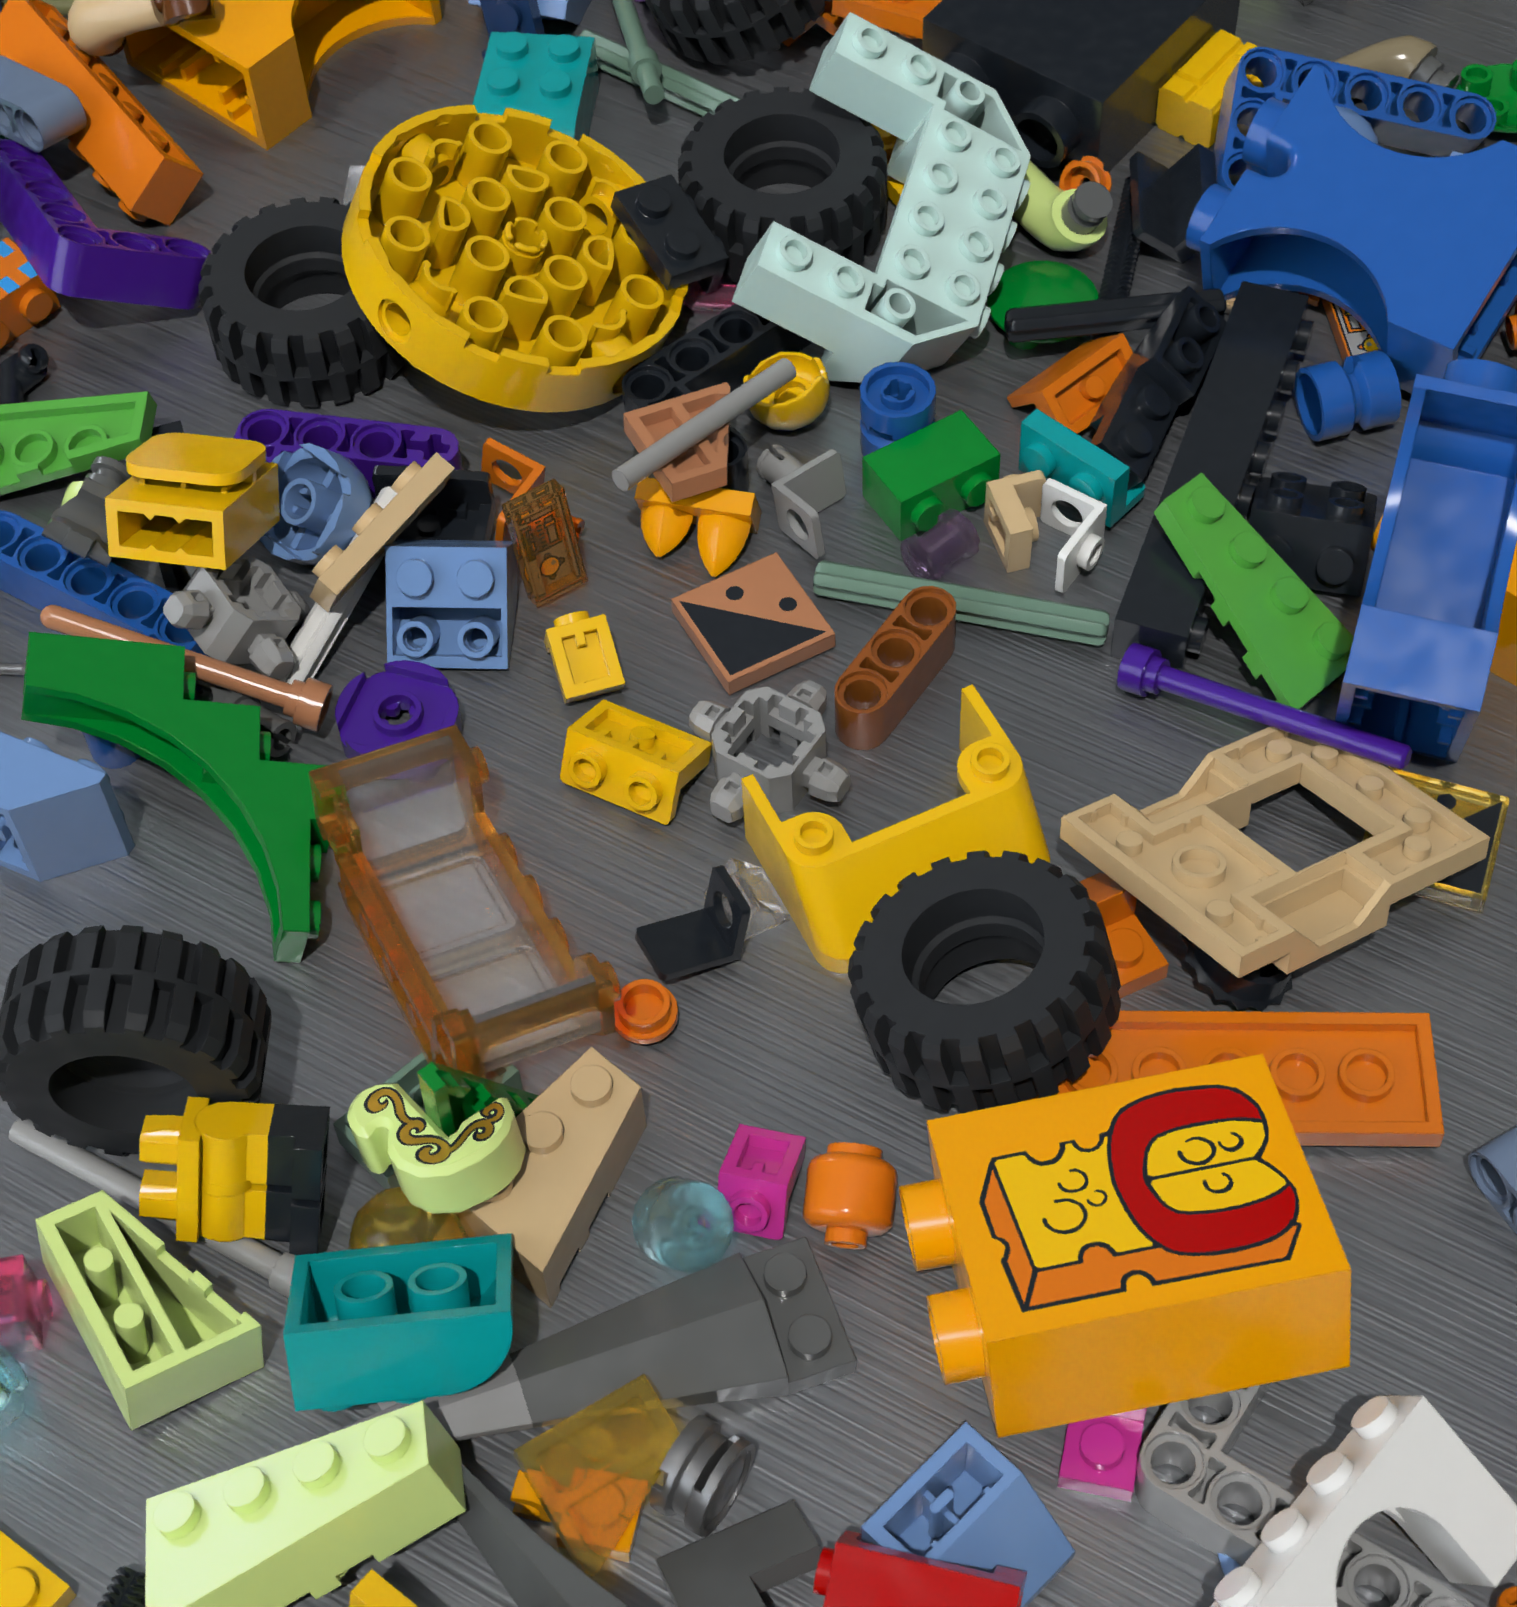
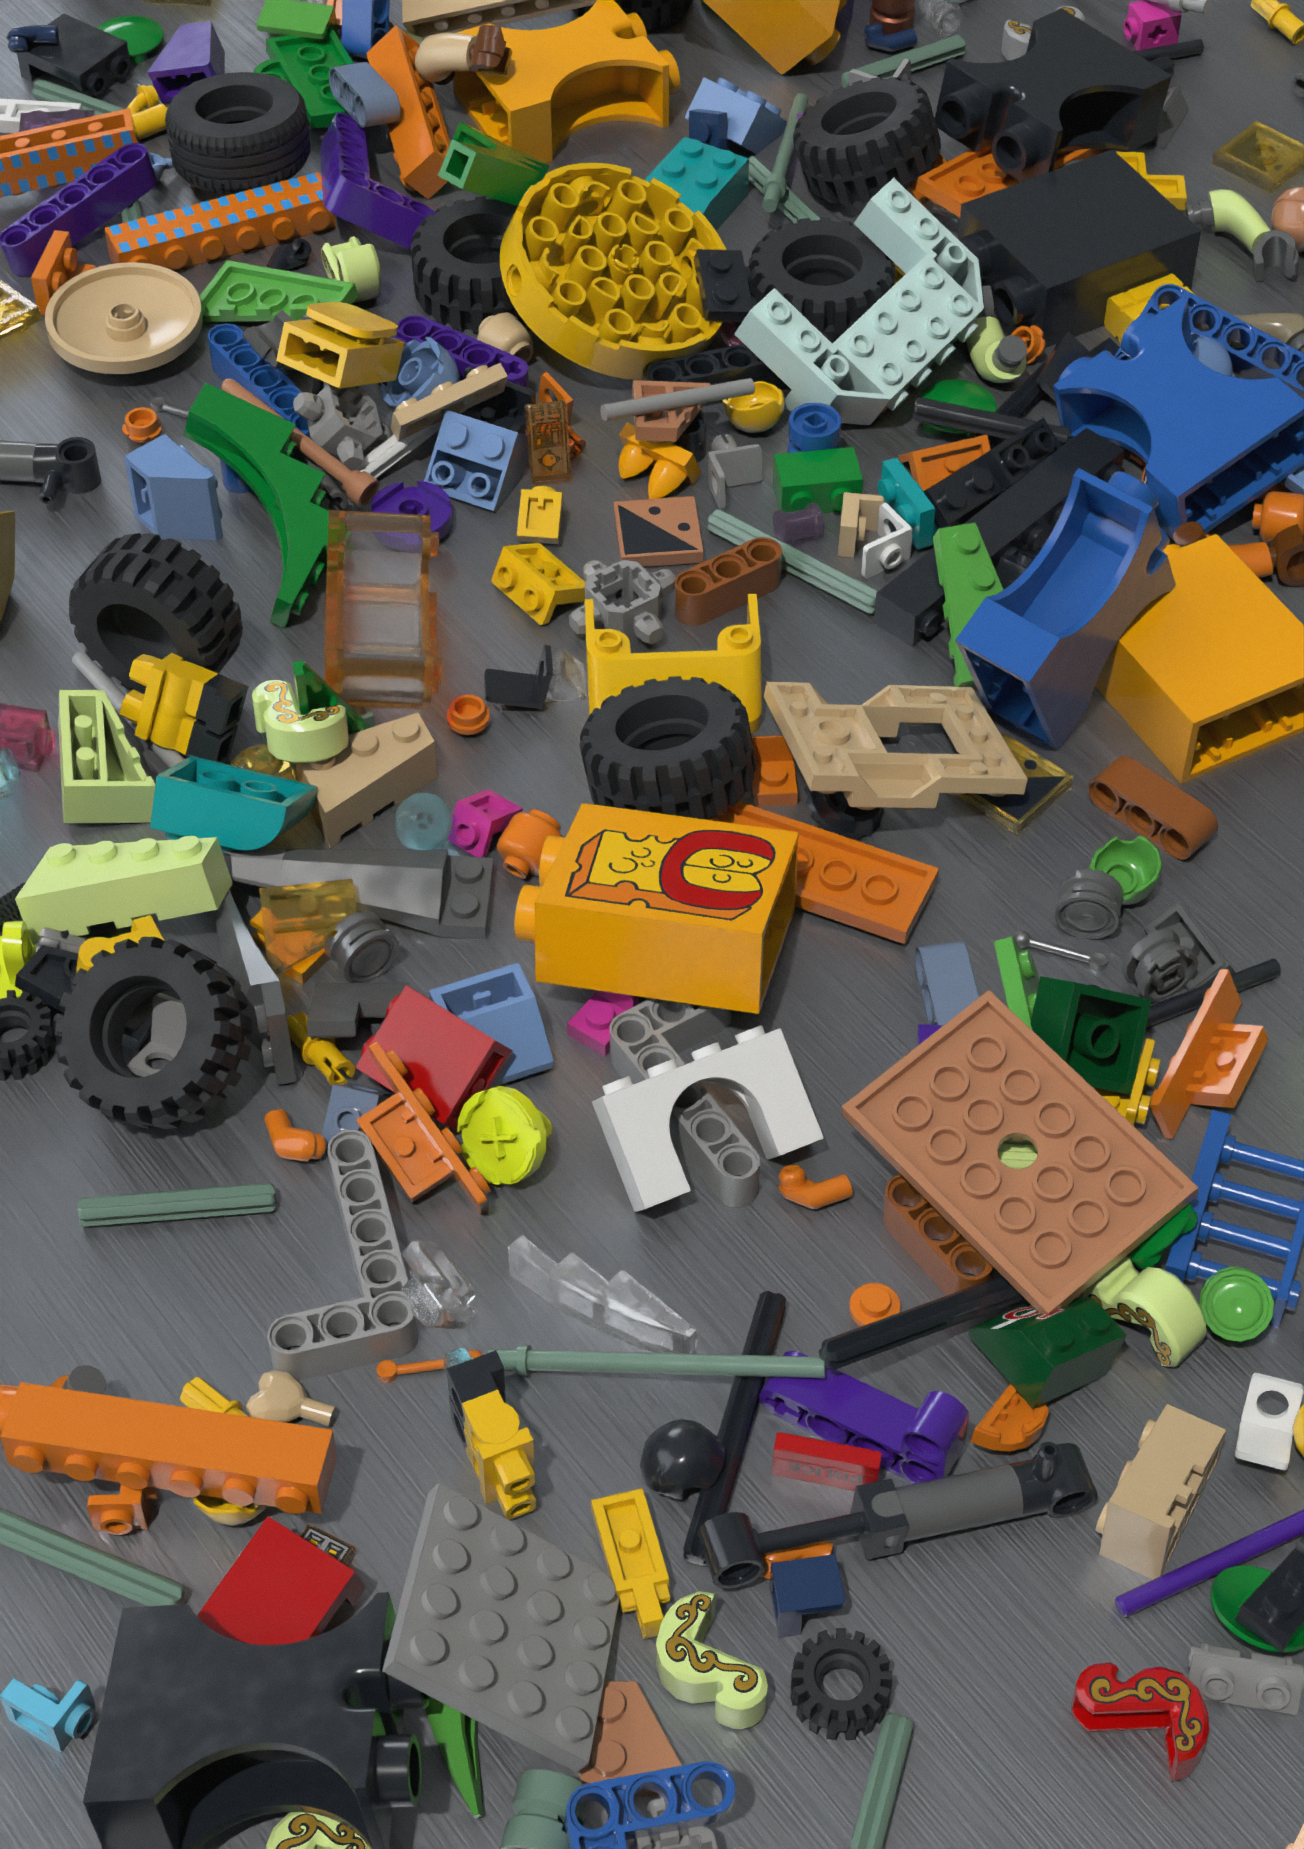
camera: 20 degrees right, 5 degrees down
(124, 363) = (354, 264): none -> yellowish green animal
(259, 158) = (490, 166): none -> green arch
(396, 398) = (507, 334): none -> tan head
(1146, 672) = (886, 634): dark purple piece -> none

